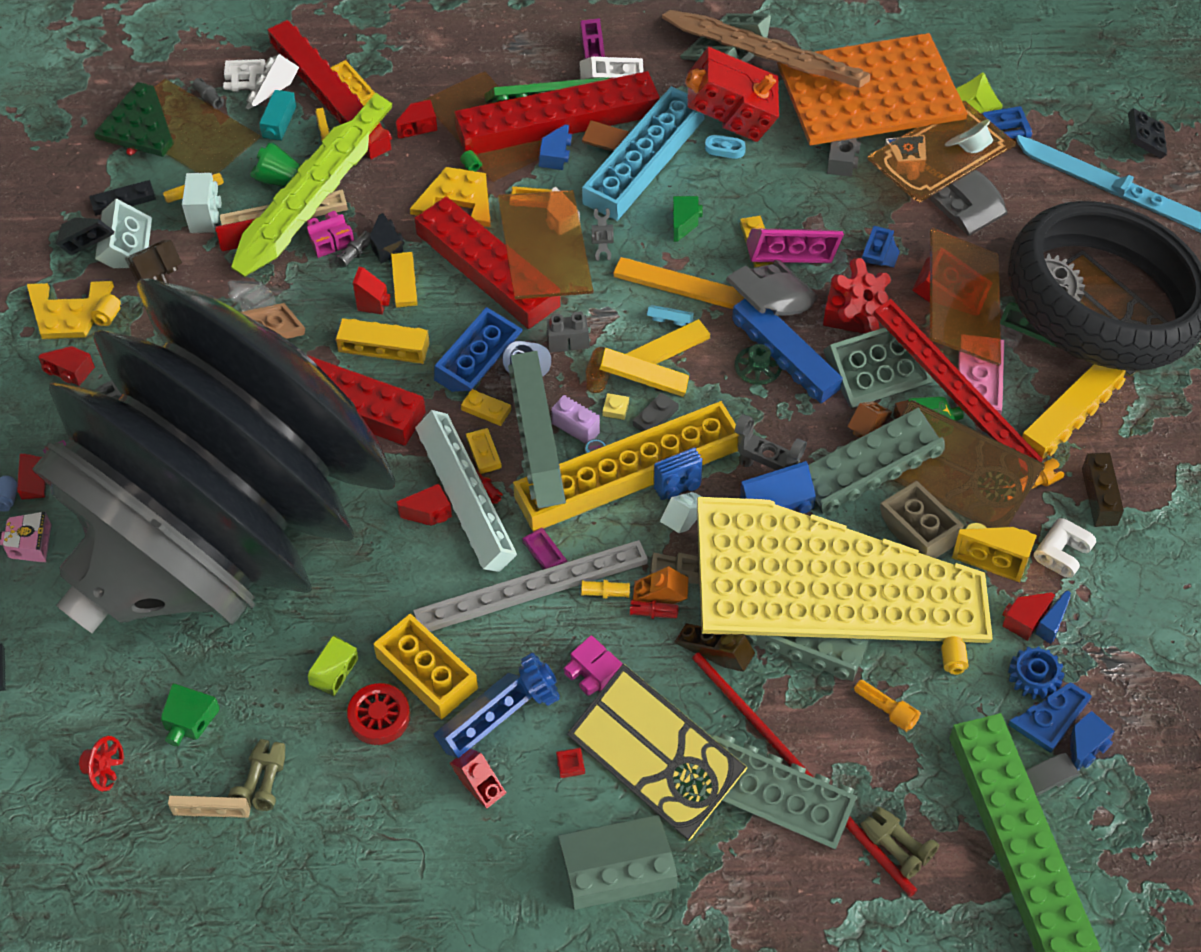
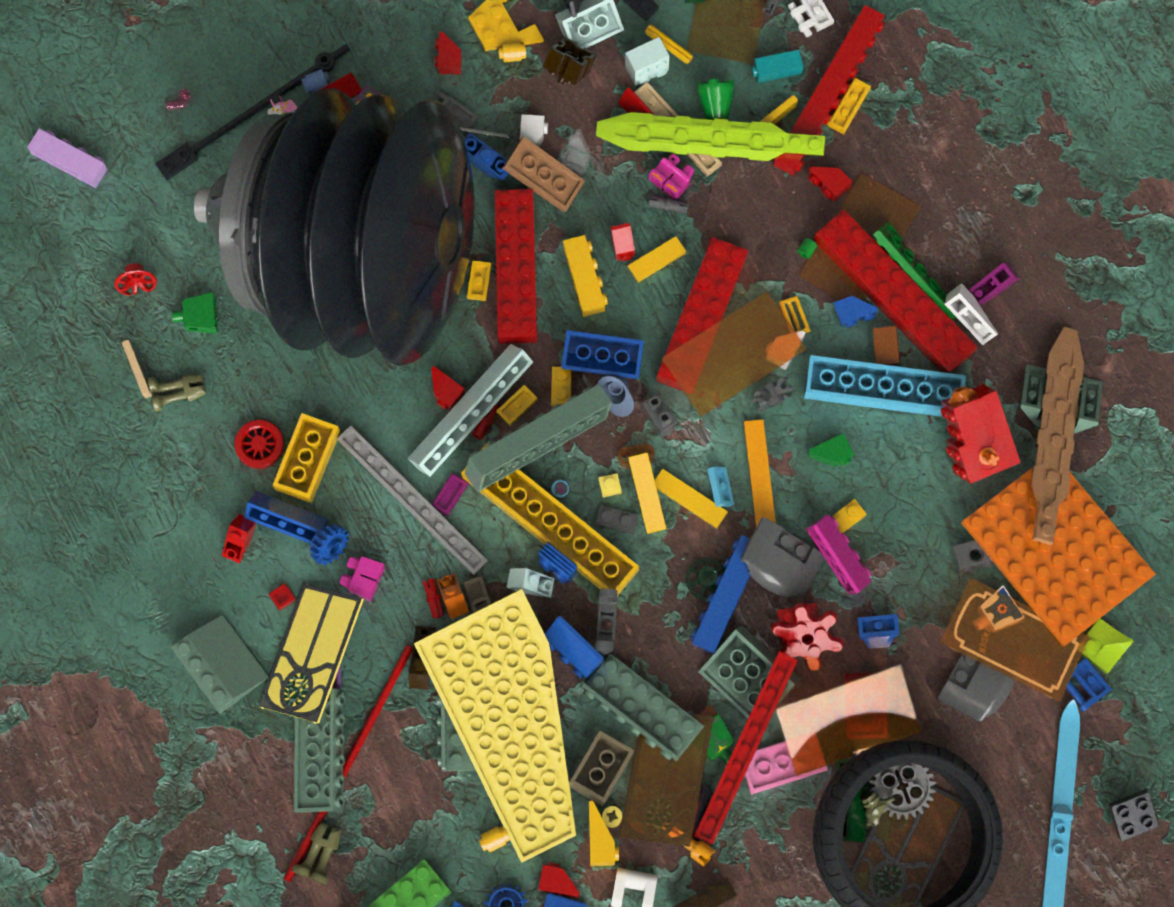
camera: 65 degrees right, 20 degrees up
(277, 76) = (813, 43): white slope -> none
(333, 666) = (279, 393): lime piece -> none
(385, 239) = (686, 223): black slope -> none
(463, 188) = (774, 253): yellow wing -> none
(575, 419) = (576, 461): lavender brick -> none
(605, 589) = (435, 555): yellow pin -> none
(725, 146) = (933, 451): medium azure plate -> none
(868, 418) = (689, 690): dark orange slope -> none
(899, 712) = (425, 817): light orange piece -> none
(974, 139) = (1034, 659): light aqua piece -> none
(1072, 409) = (769, 848): yellow brick -> none

